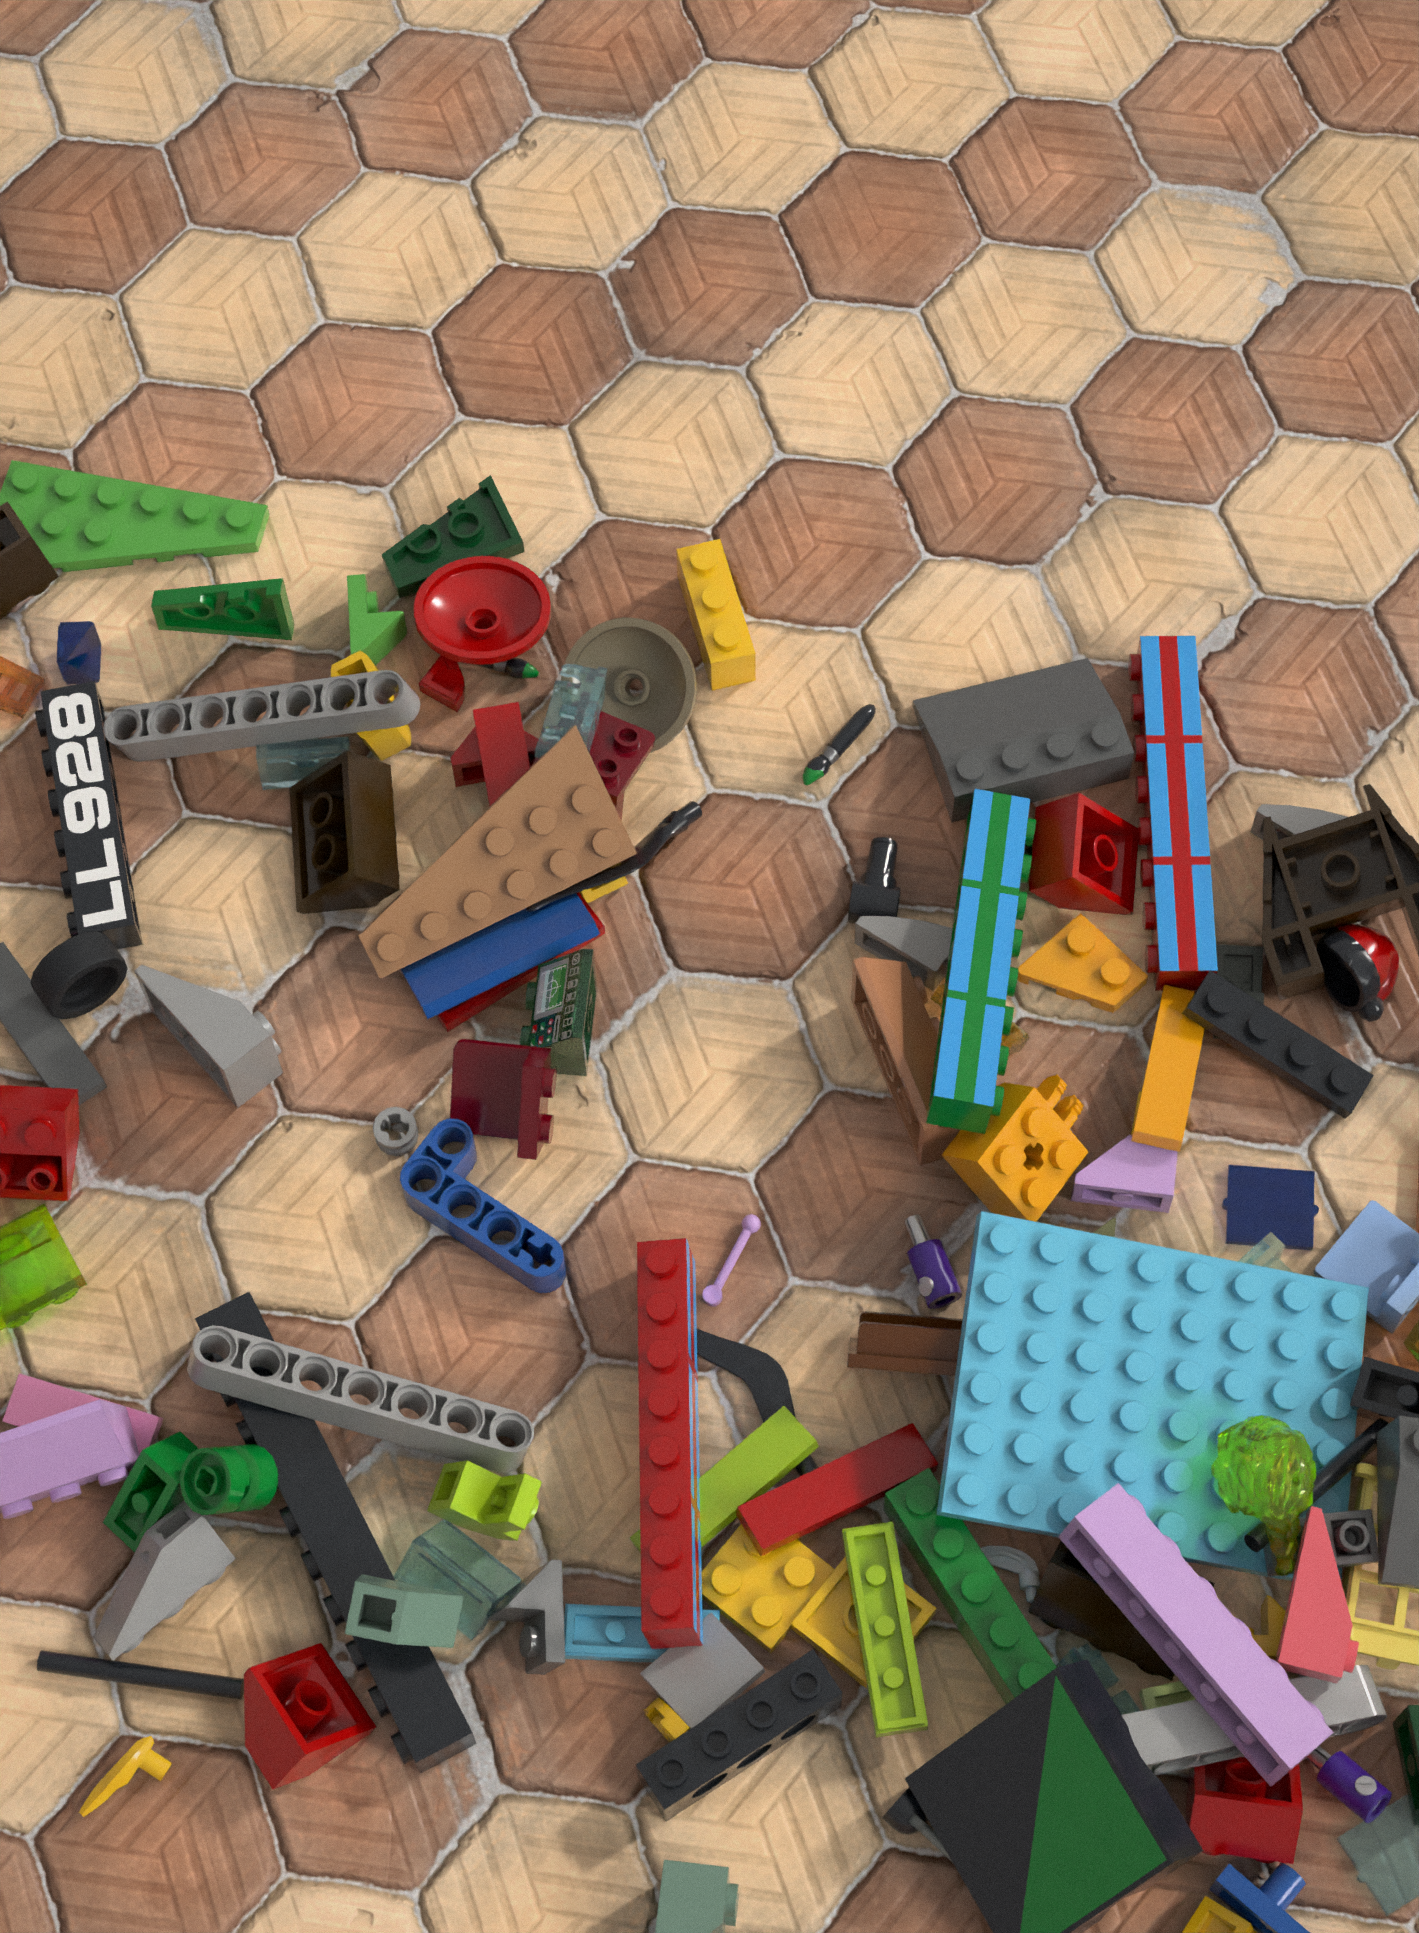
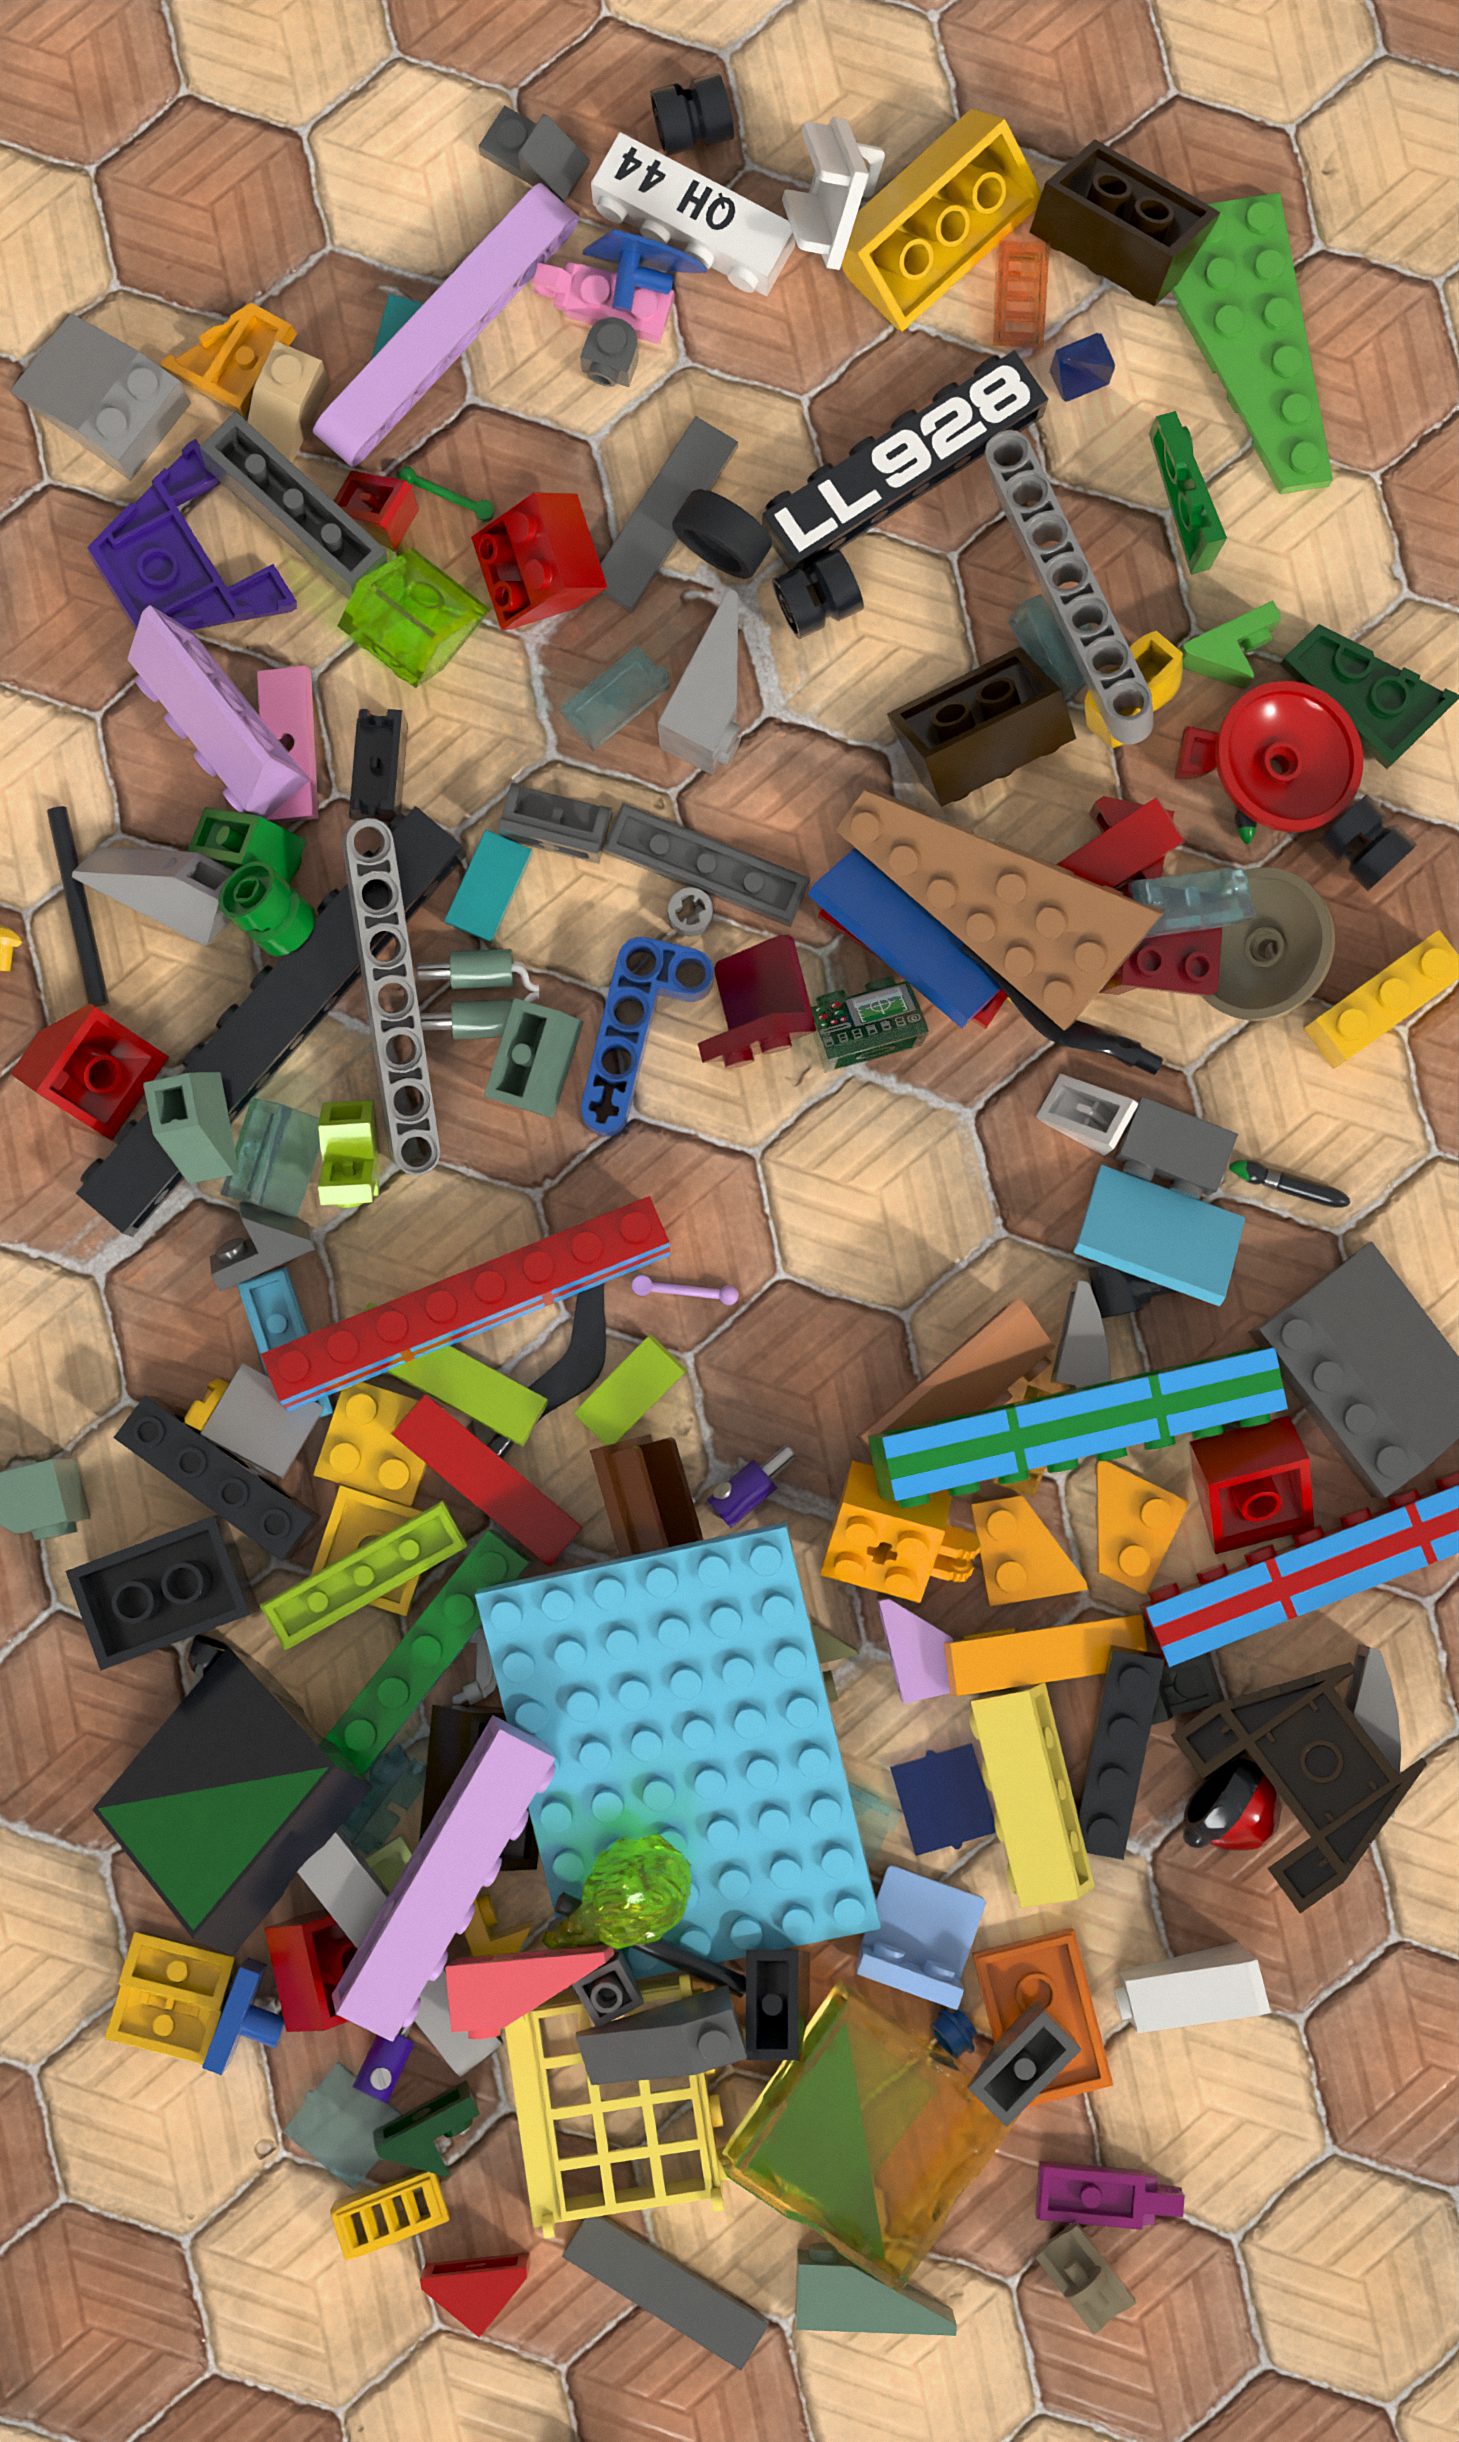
camera: 65 degrees right, 20 degrees up
(139, 1347) = (378, 765): none -> black hinge
(168, 921) = (833, 585): none -> black wheel
(176, 1124) = (615, 697): none -> clear light blue panel
(266, 1214) = (555, 823): none -> dark grey hinge
(294, 1294) = (488, 886): none -> teal tile
(353, 1108) = (706, 865): none -> dark grey tile
(369, 1323) = (475, 970): none -> sand green piece
(469, 1302) = (533, 1058): none -> sand green brick
(594, 577) = (1385, 851): none -> black wheel
(716, 870) = (1087, 1113): none -> white slope
(772, 816) = (1175, 1148): none -> dark grey brick
(805, 1336) = (630, 1391): none -> lime slope
(829, 1824) = (162, 1591): none -> black brick
(842, 851) = (1160, 1235): none -> medium azure tile
(1083, 1059) = (1020, 1554): none -> light orange wing
(1291, 1124) = (1031, 1795): none -> light yellow brick

